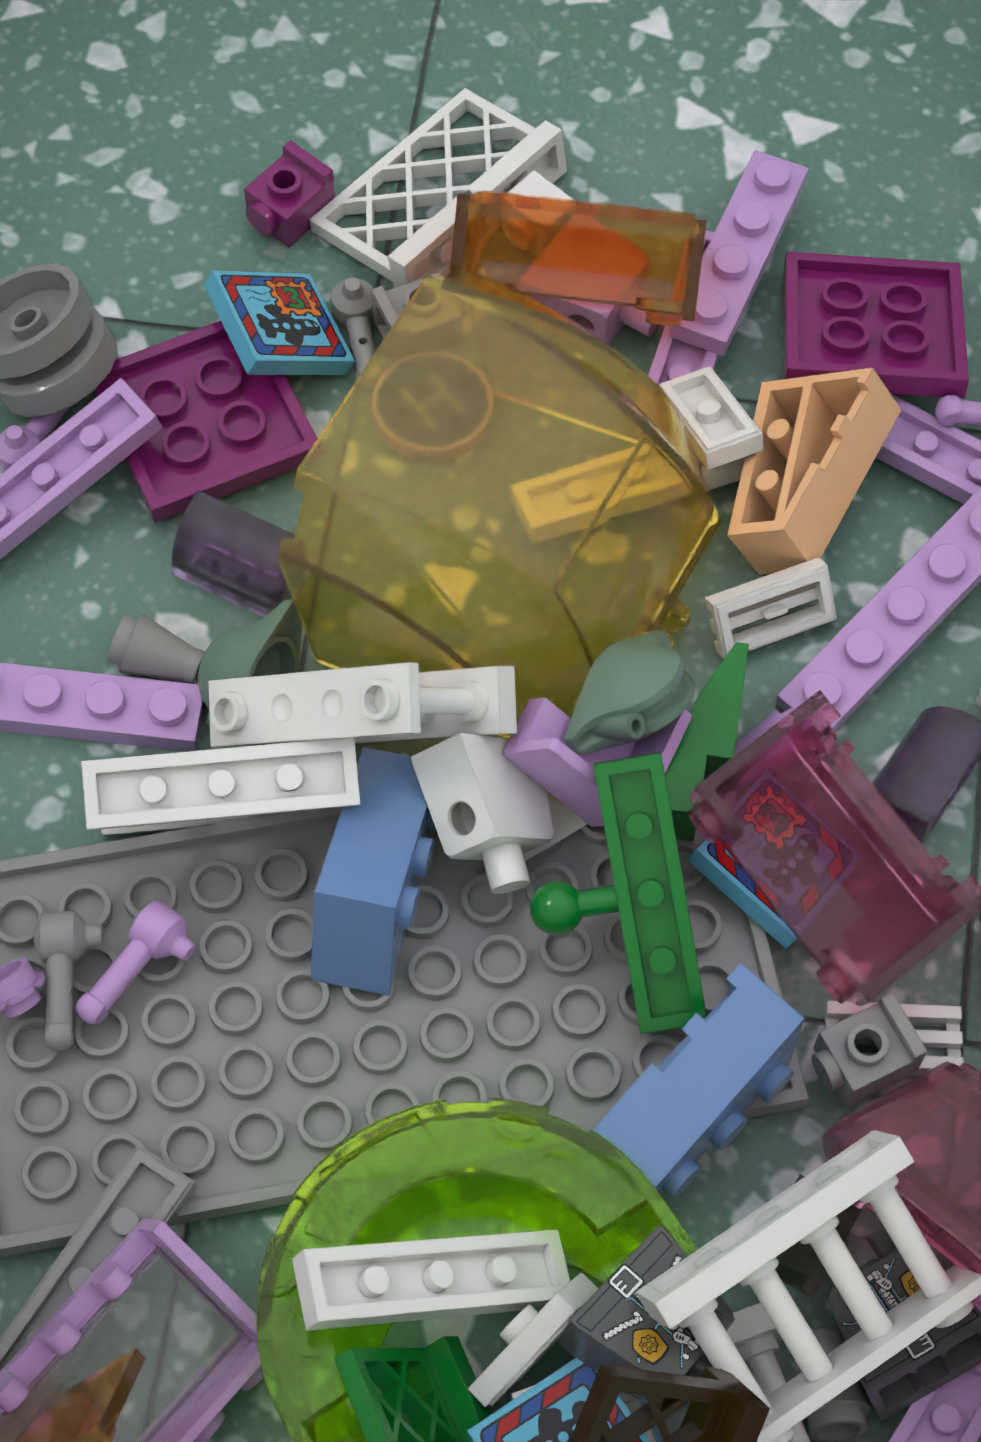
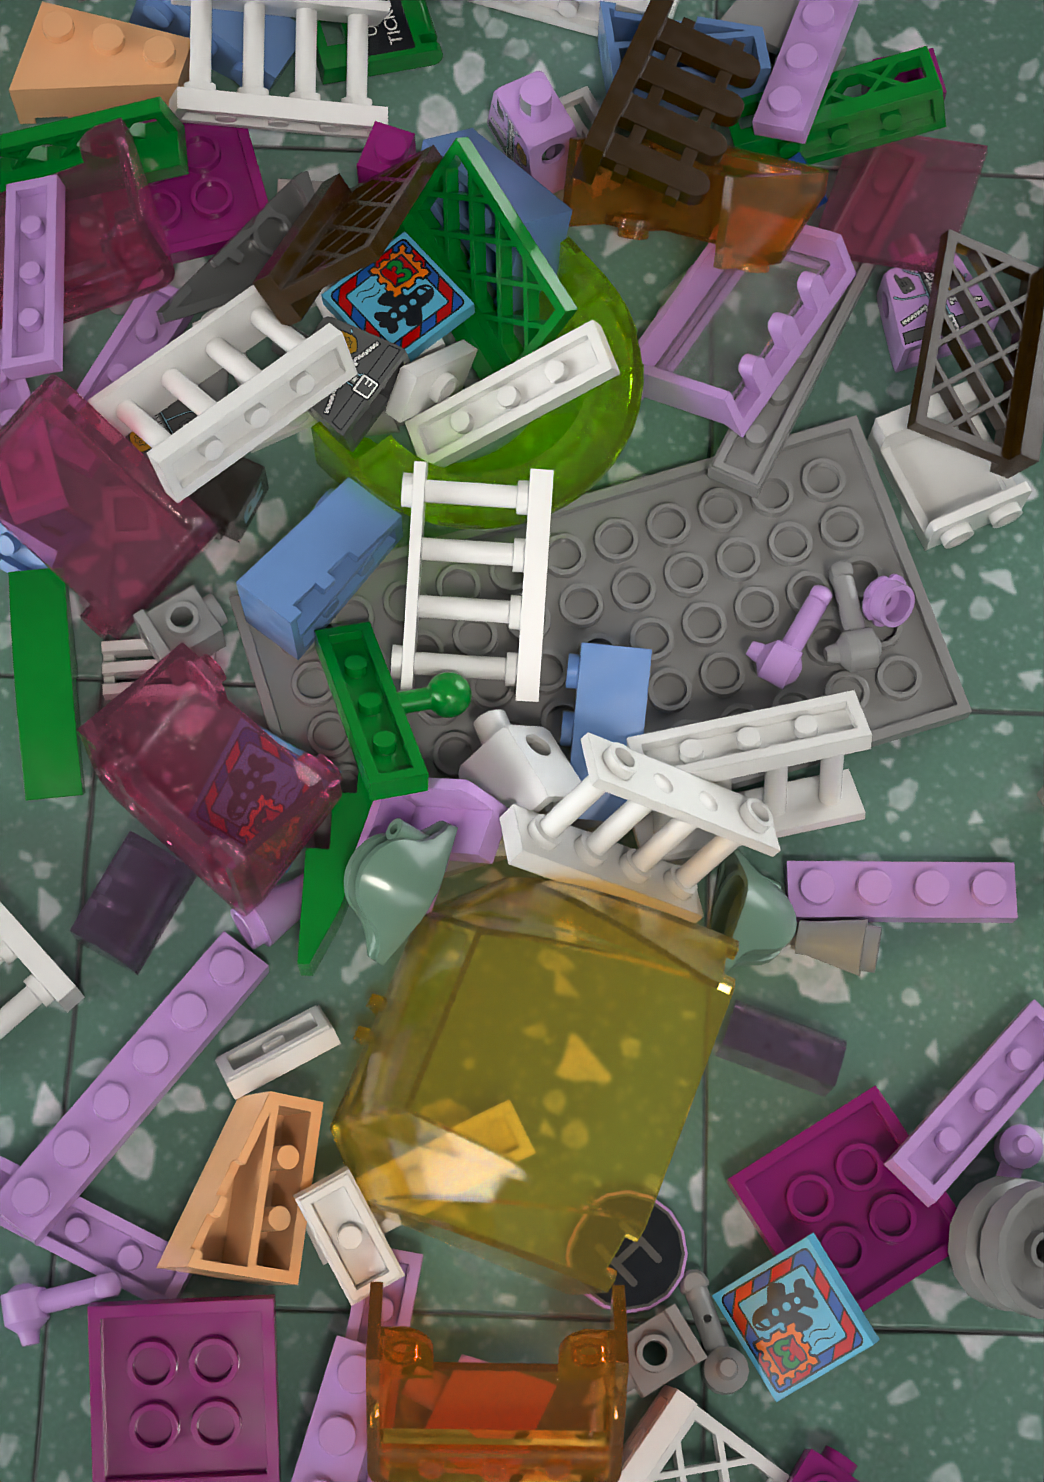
camera: 170 degrees right, 10 degrees up
(444, 1042) = (525, 555): none -> white fence

